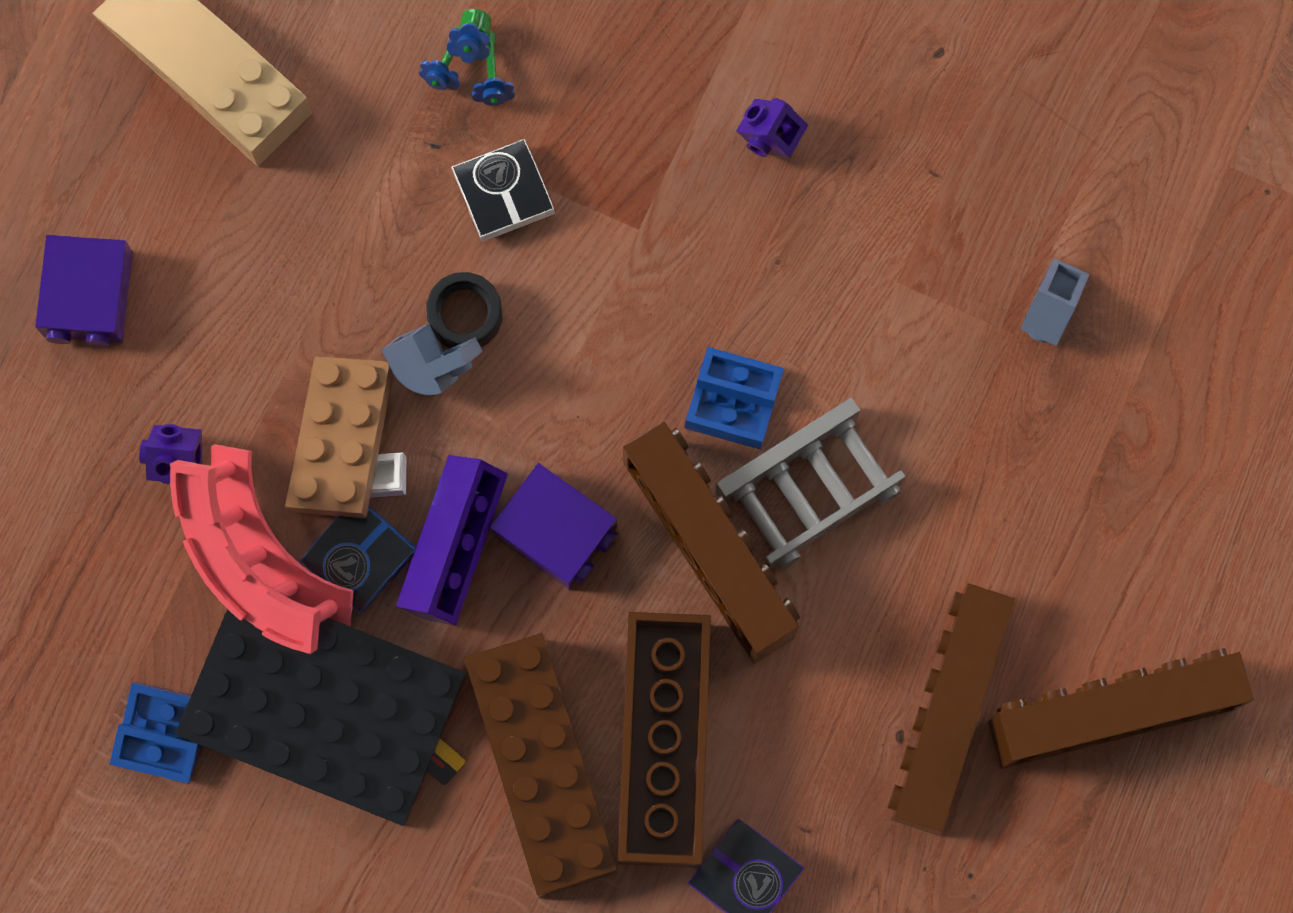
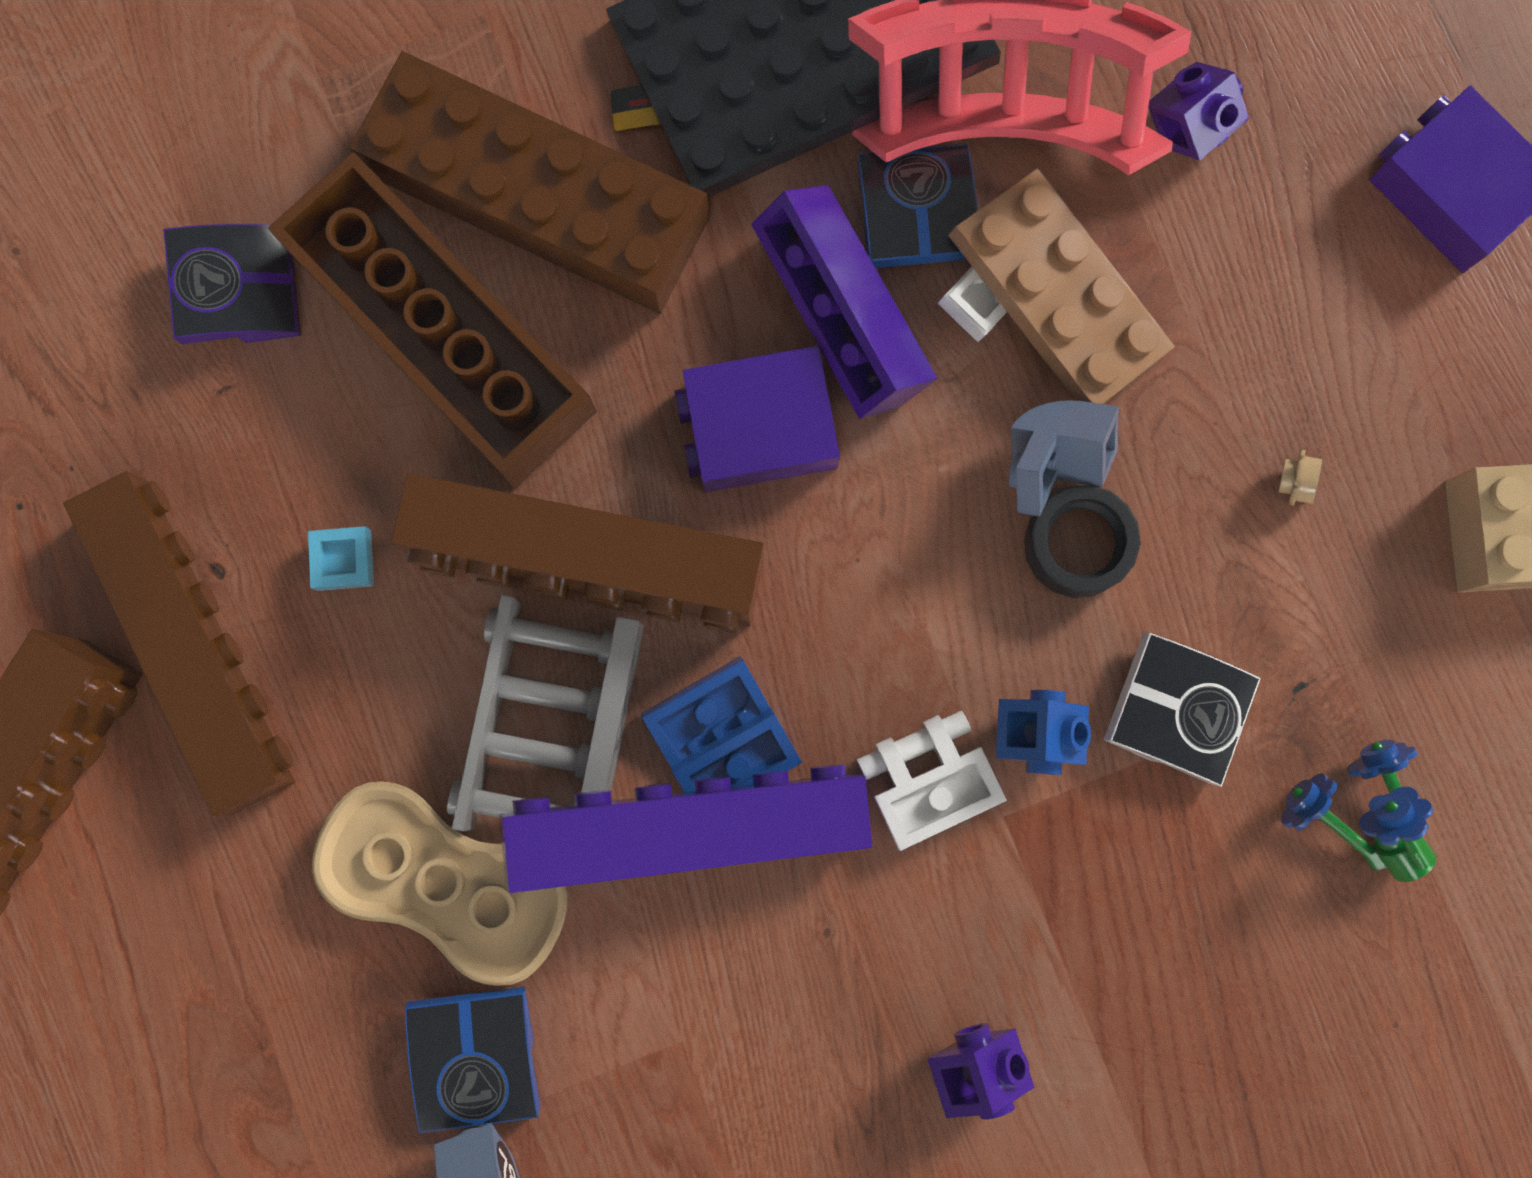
camera: 135 degrees right, 5 degrees up
(327, 235) = (1300, 478): none -> tan plate
(581, 242) = (1043, 731): none -> blue brick
(658, 265) = (938, 797): none -> white plate
(795, 363) = (684, 830): none -> dark purple brick
(831, 671) = (340, 558): none -> medium azure plate
(947, 492) = (401, 864): none -> tan plate
(1002, 369) = (471, 1059): none -> black slope

